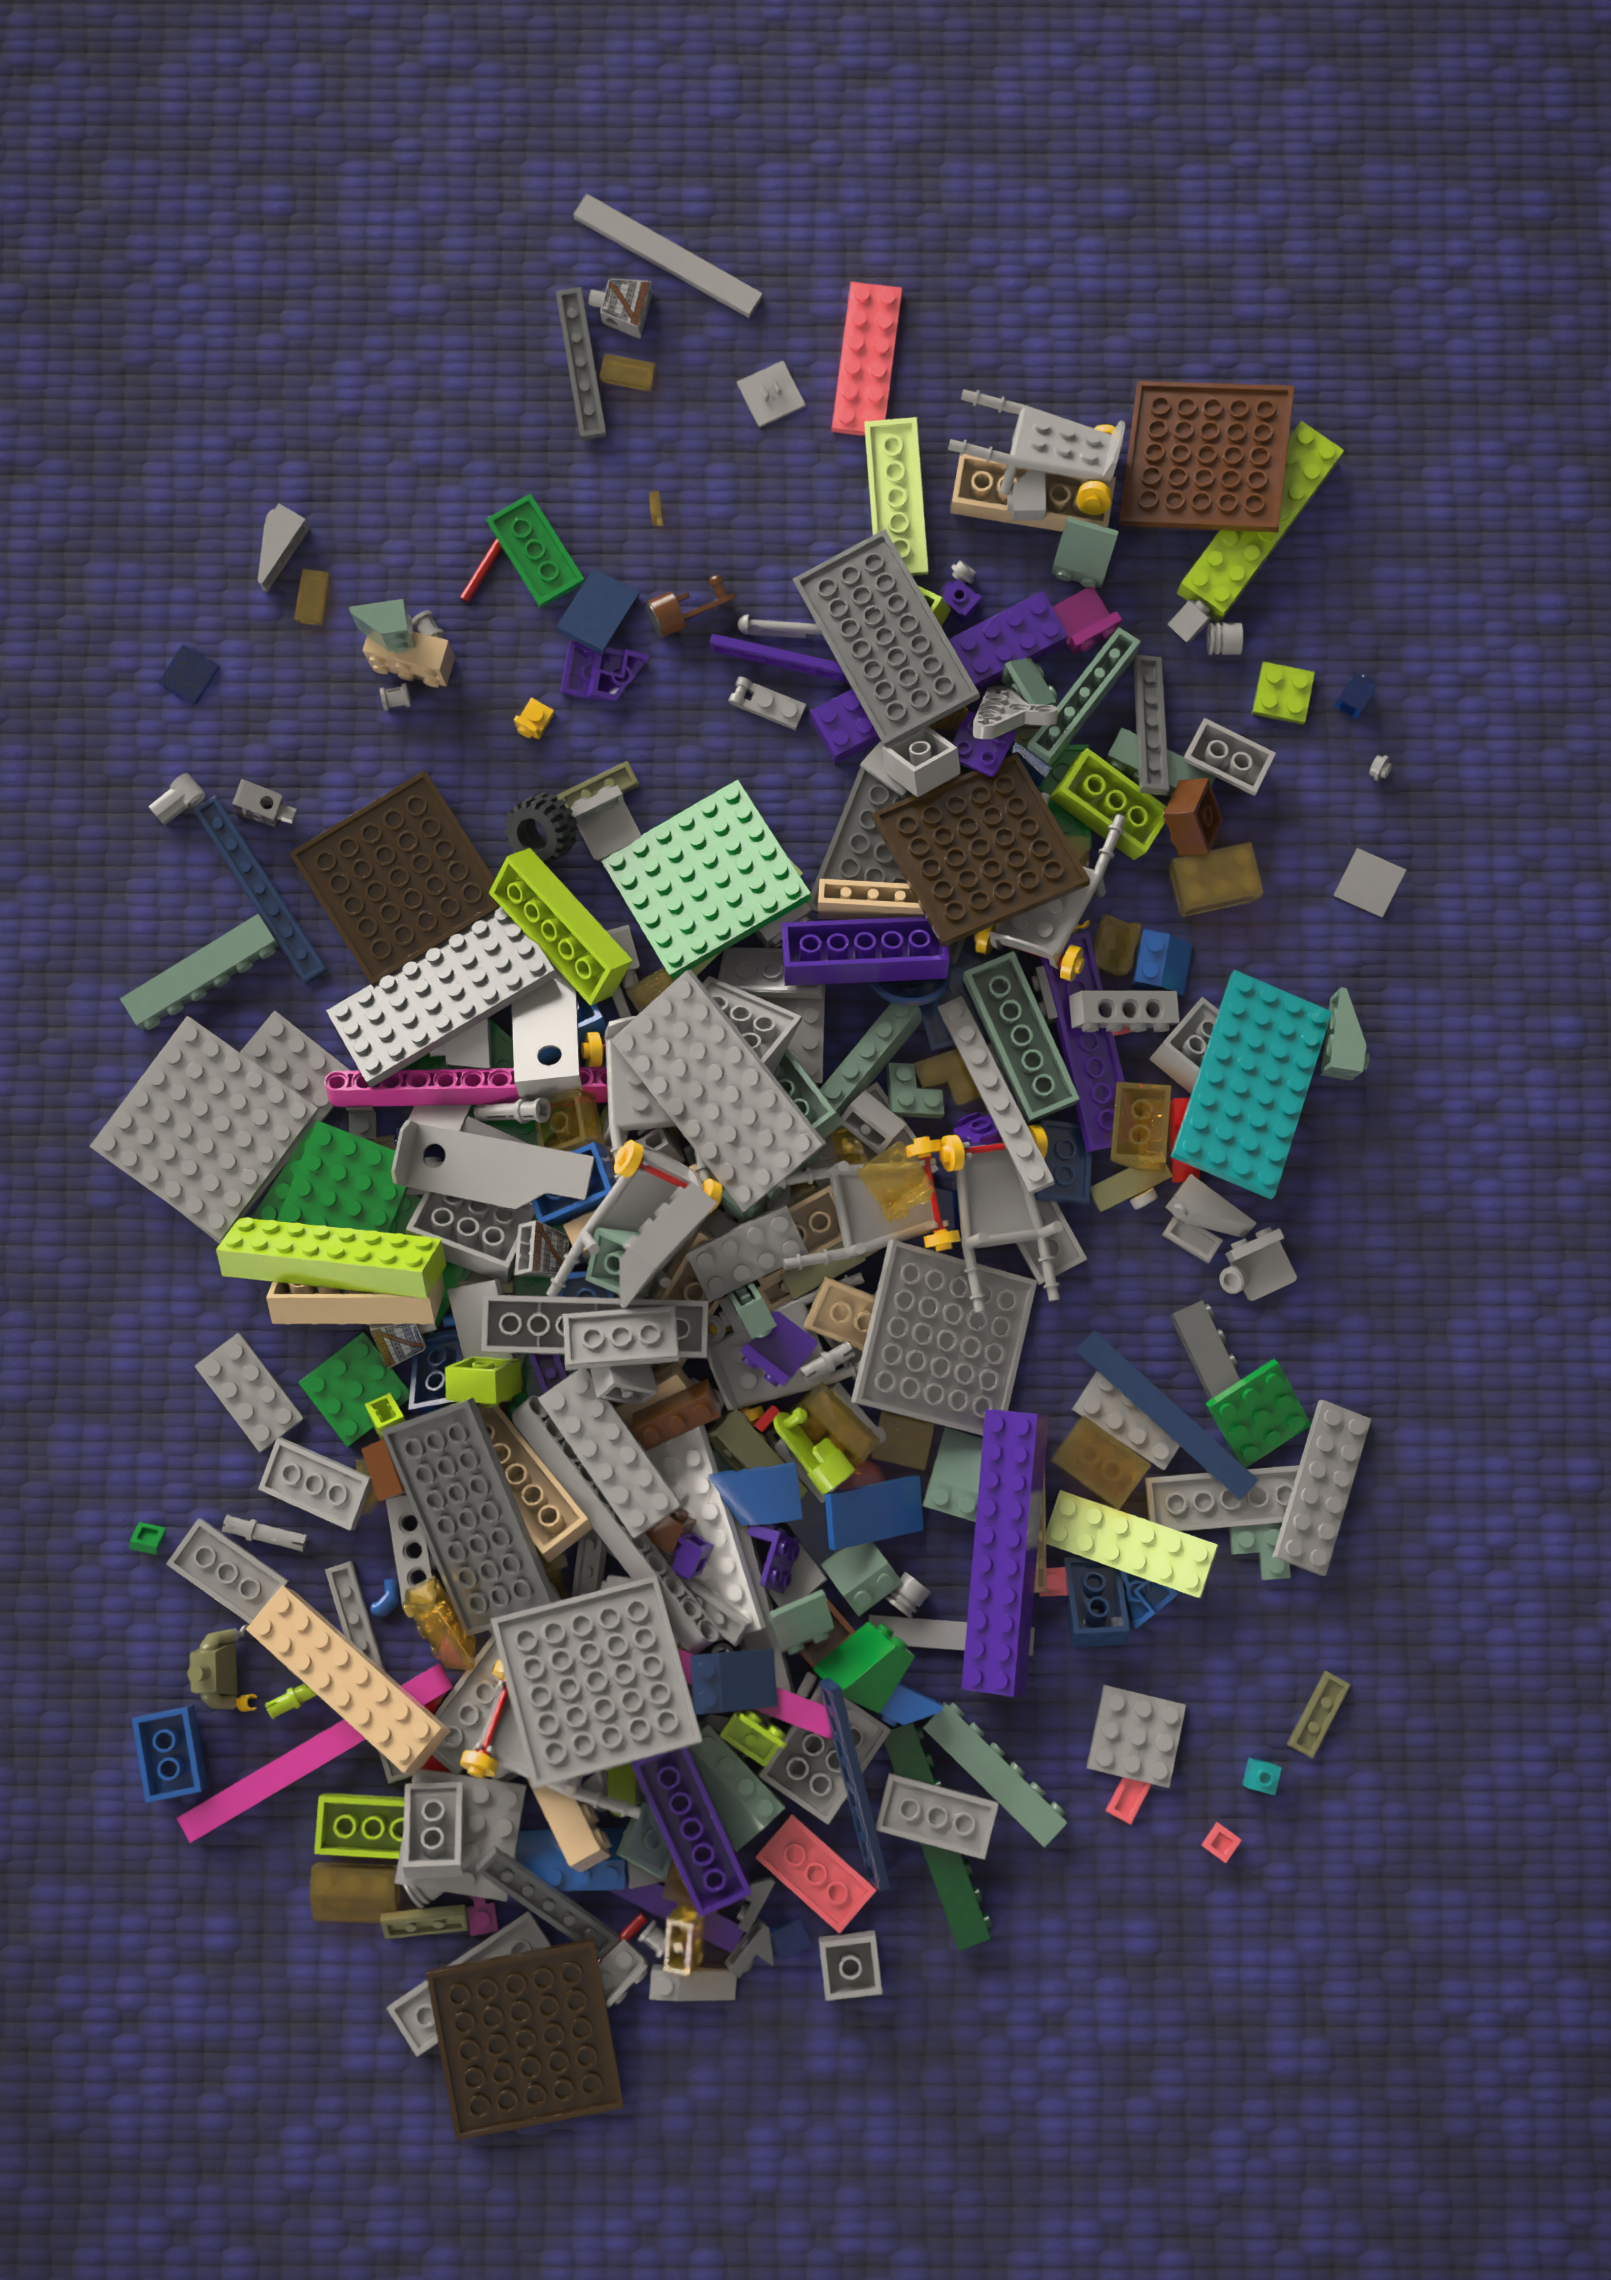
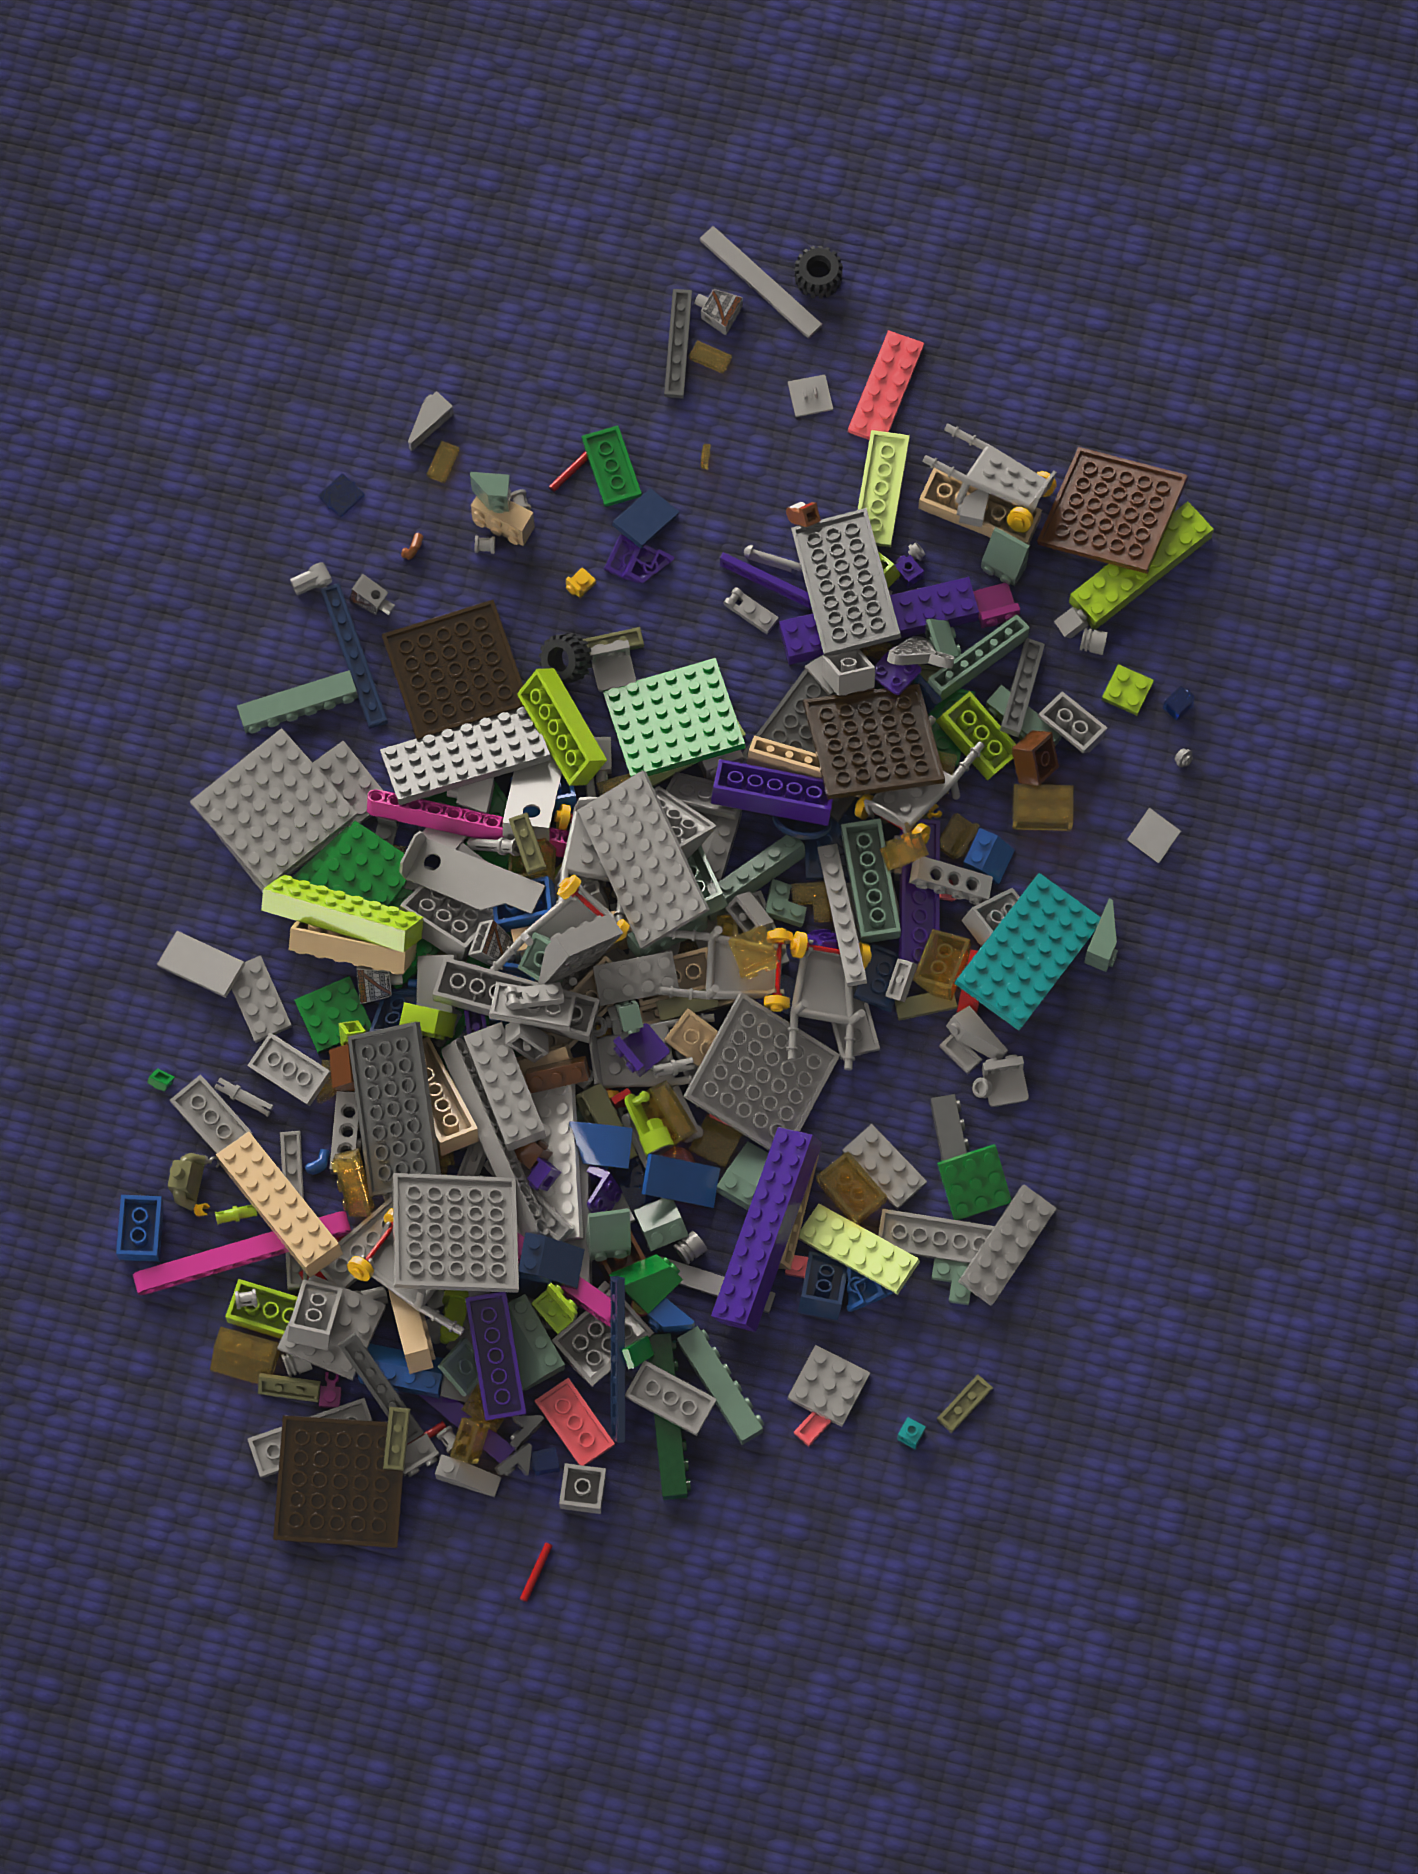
camera: 15 degrees right, 10 degrees down
(161, 1365) = (201, 964): none -> light grey tile
(303, 721) = (414, 547): none -> dark orange arm
(335, 1826) = (246, 1299): none -> light grey bush
(555, 1104) = (527, 843): none -> olive tile
(586, 1966) = (396, 1438): none -> olive tile
(620, 1323) = (534, 995): none -> light grey plate
(667, 614) = (694, 531): reddish brown piece -> none
(740, 243) = (818, 258): none -> black tyre
(802, 557) = (803, 514): none -> dark orange leg
(816, 2089) = (536, 1572): none -> red bar
(879, 1769) = (638, 1352): none -> green tile
(1059, 990) = (903, 851): none -> clear yellow brick
(1095, 1163) = (901, 980): none -> light grey plate
(1144, 1198) = (932, 1016): light grey tile -> none
(1166, 1415) = (908, 1168): dark blue tile -> none
(1221, 1842) = (870, 1472): coral plate -> none

